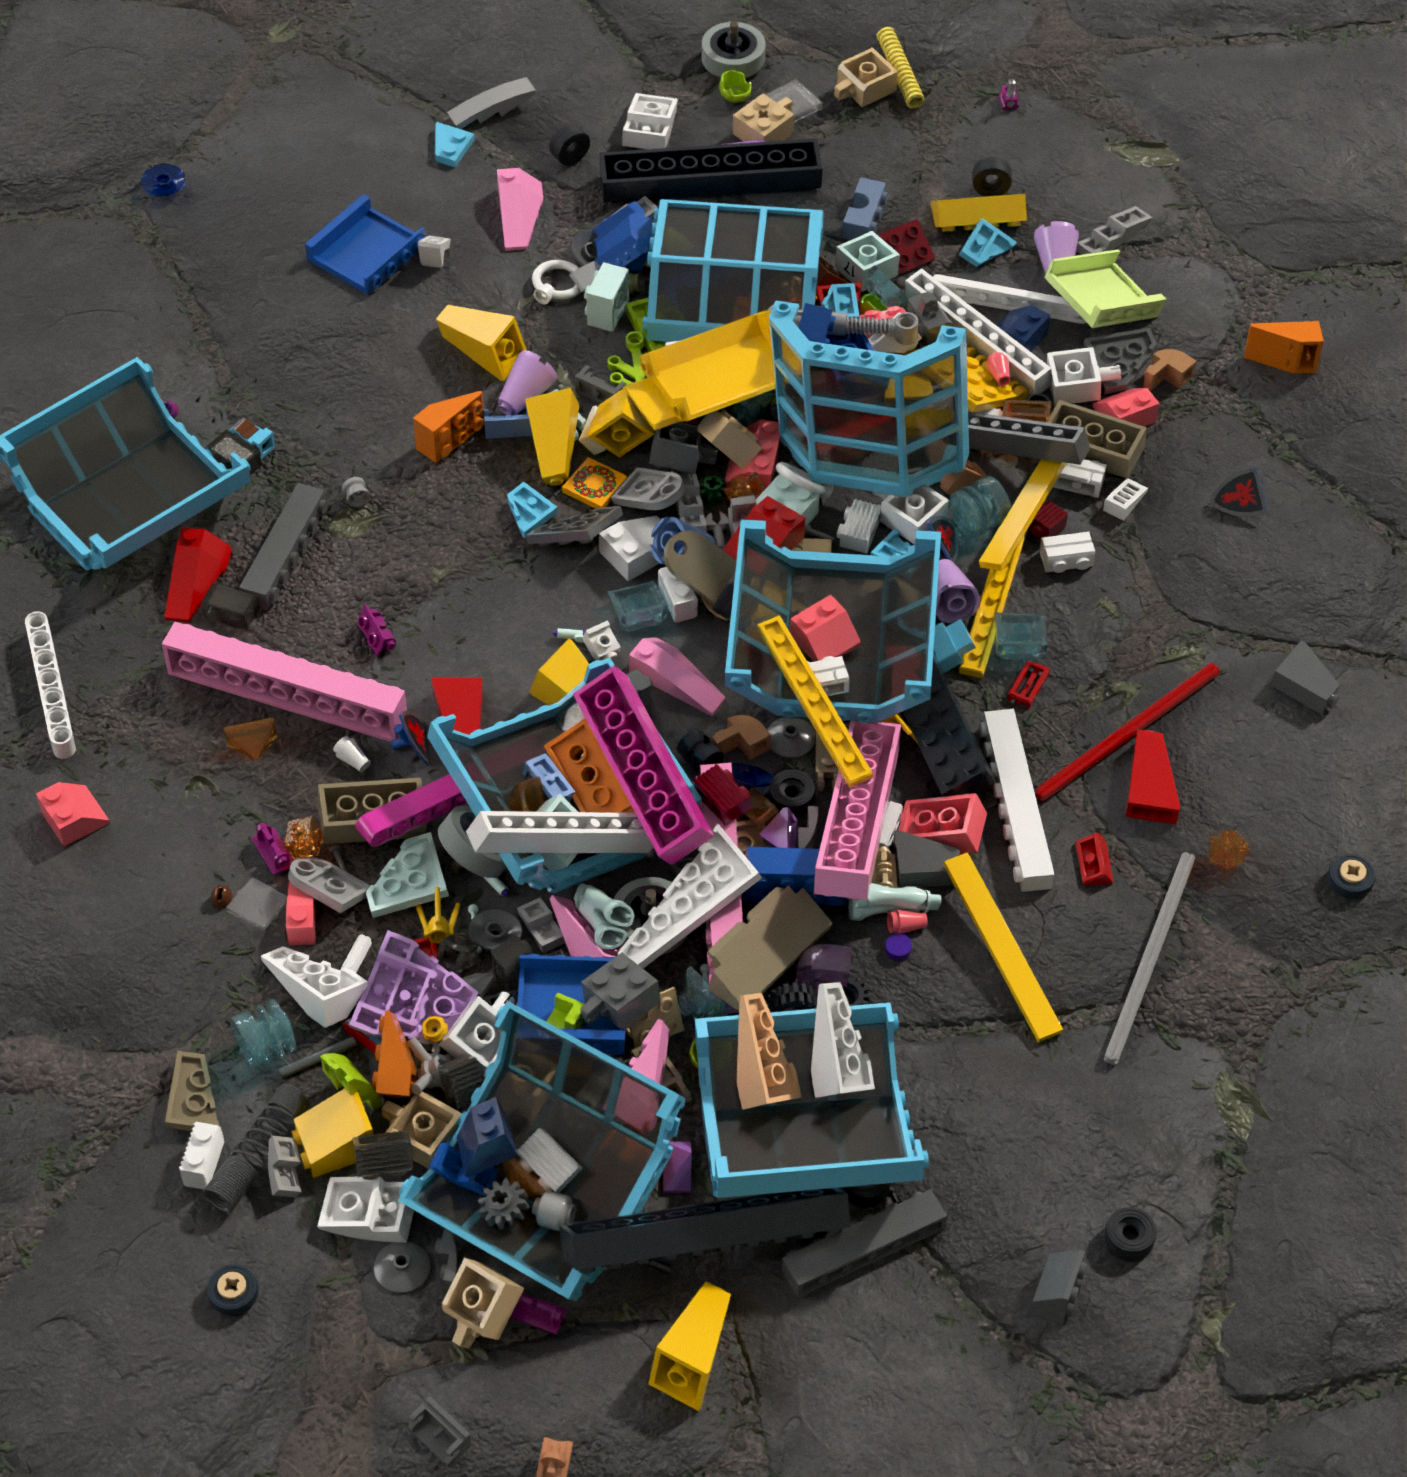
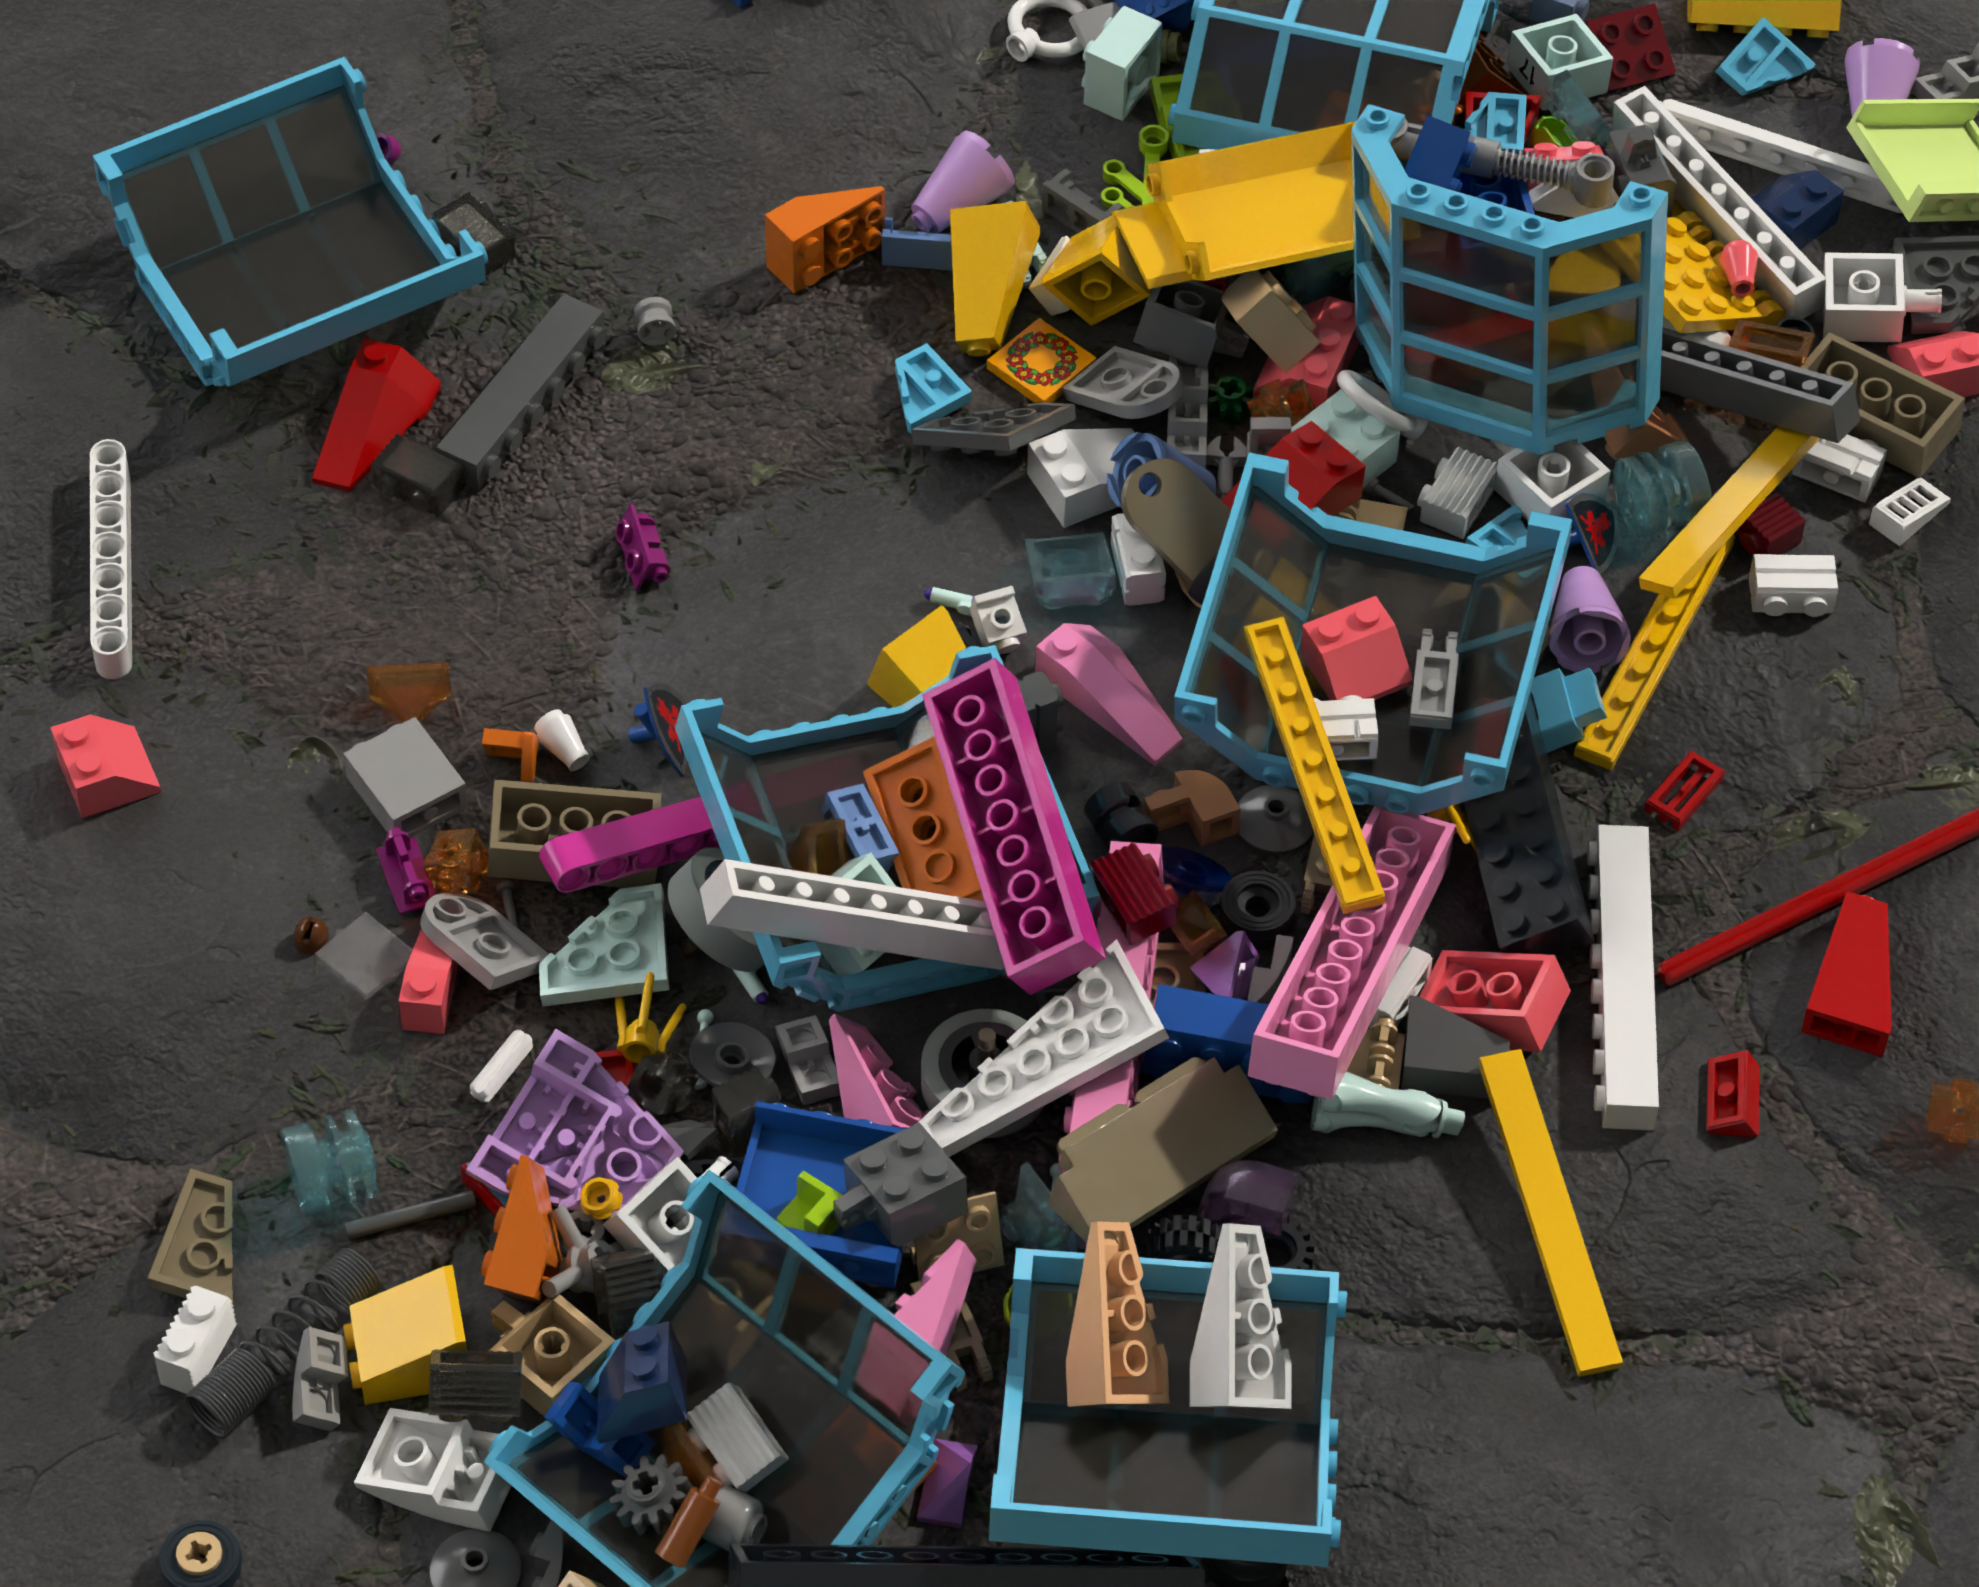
camera: 10 degrees right, 0 degrees up
(255, 435) = (512, 208): medium azure leg -> none
(260, 792) = (405, 779): none -> light grey brick
(284, 681) = (476, 607): bright pink brick -> none
(319, 989) = (431, 1103): white wedge -> none
(323, 761) = (513, 745): none -> orange tile
(346, 1075) = (447, 1251): lime slope -> none
(462, 698) = (751, 682): red slope -> none
(484, 336) = (909, 100): yellow slope -> none
(531, 1216) = (690, 1523): none -> dark orange cylinder
(604, 915) = (908, 1060): light aqua piece -> none
(874, 641) = (1434, 683): none -> light grey hinge
(898, 947) = (1380, 1185): dark purple tile -> none
(905, 921) = (1399, 1146): coral cone -> none
(1020, 636) = (1686, 710): clear light blue slope -> none
(1149, 959) = (1790, 1270): light grey axle -> none

